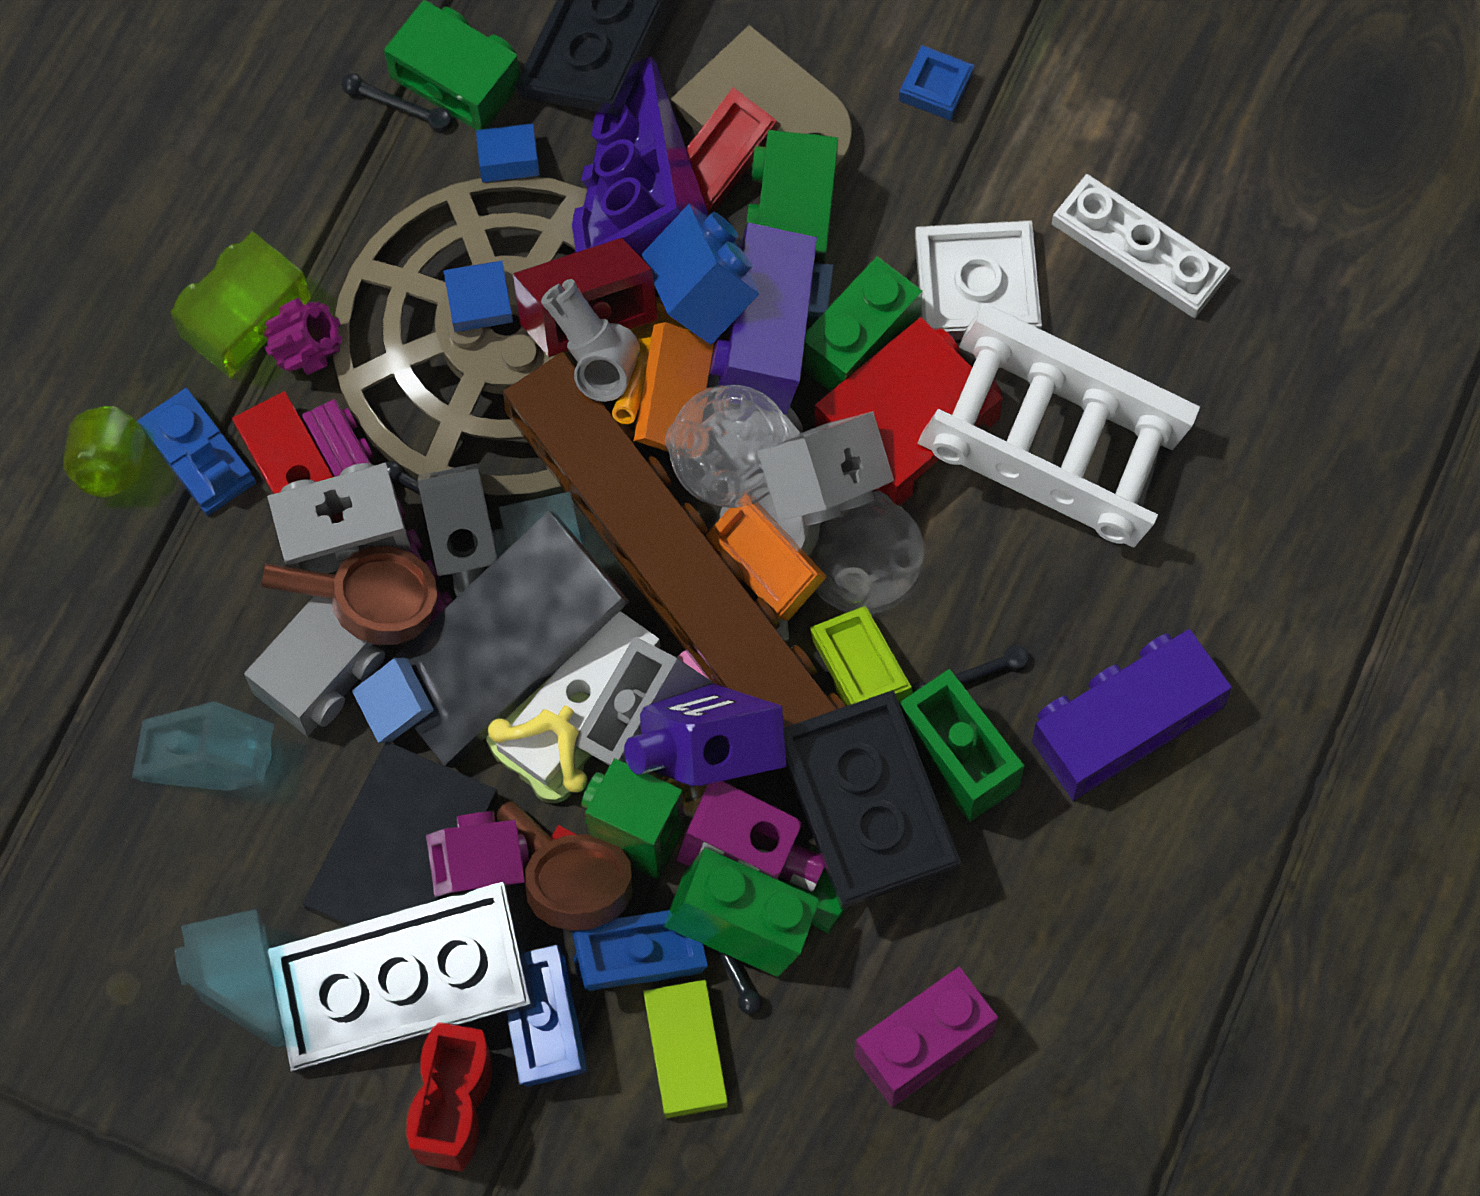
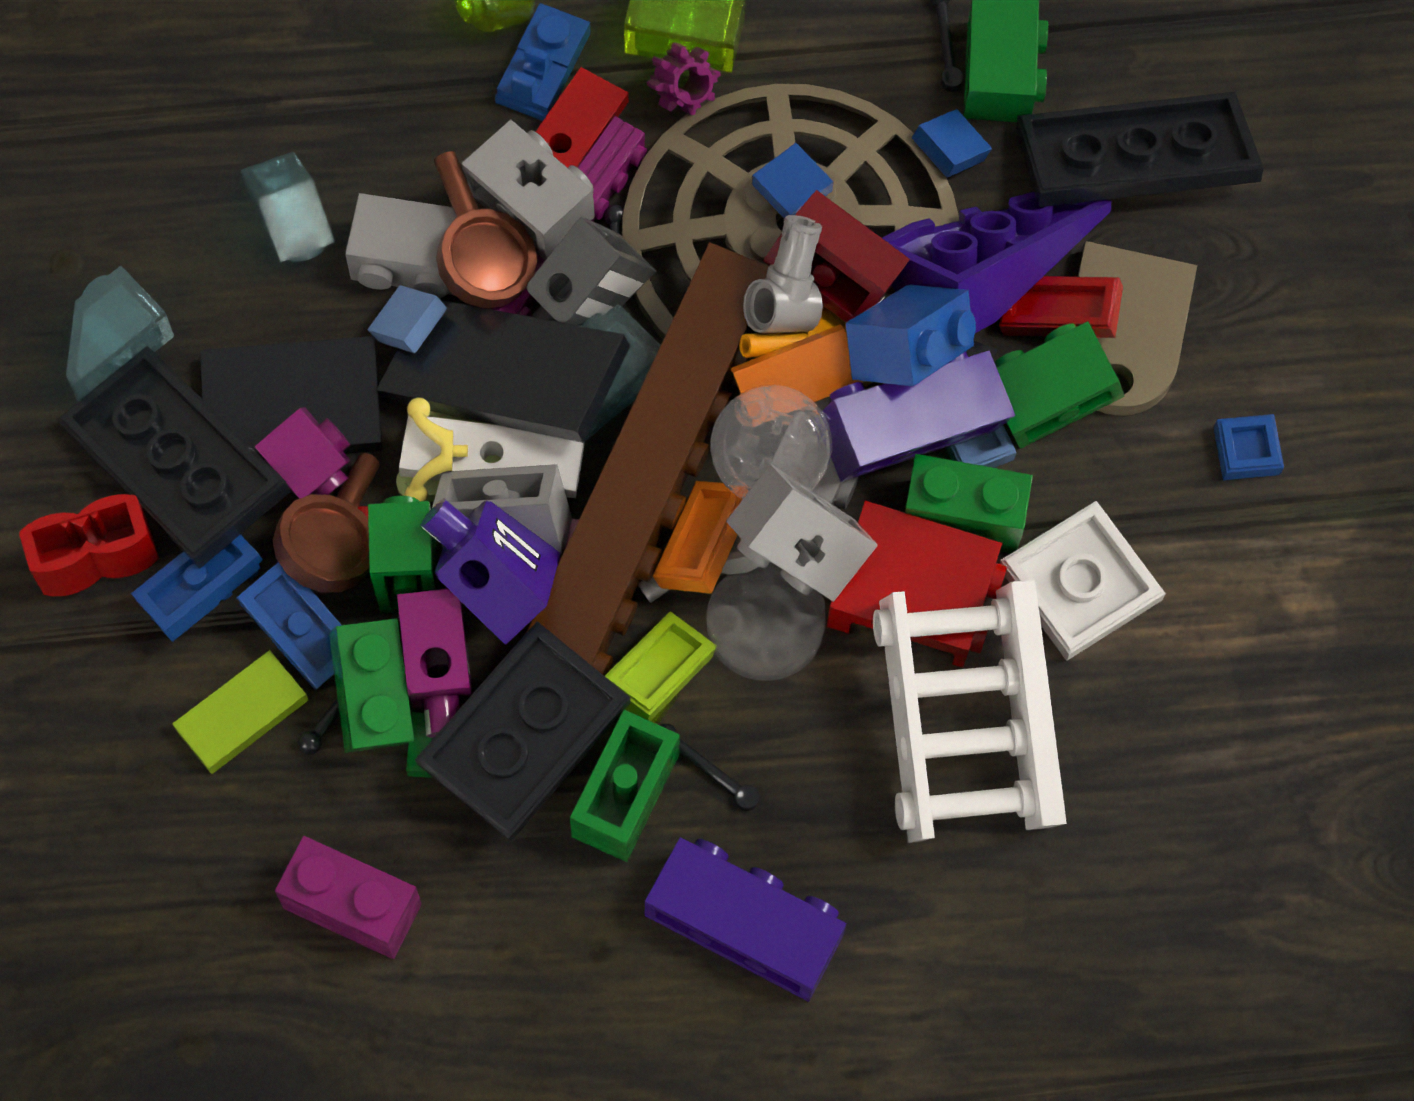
camera: 55 degrees right, 0 degrees up
(1166, 265) = (1203, 731): white tile -> none

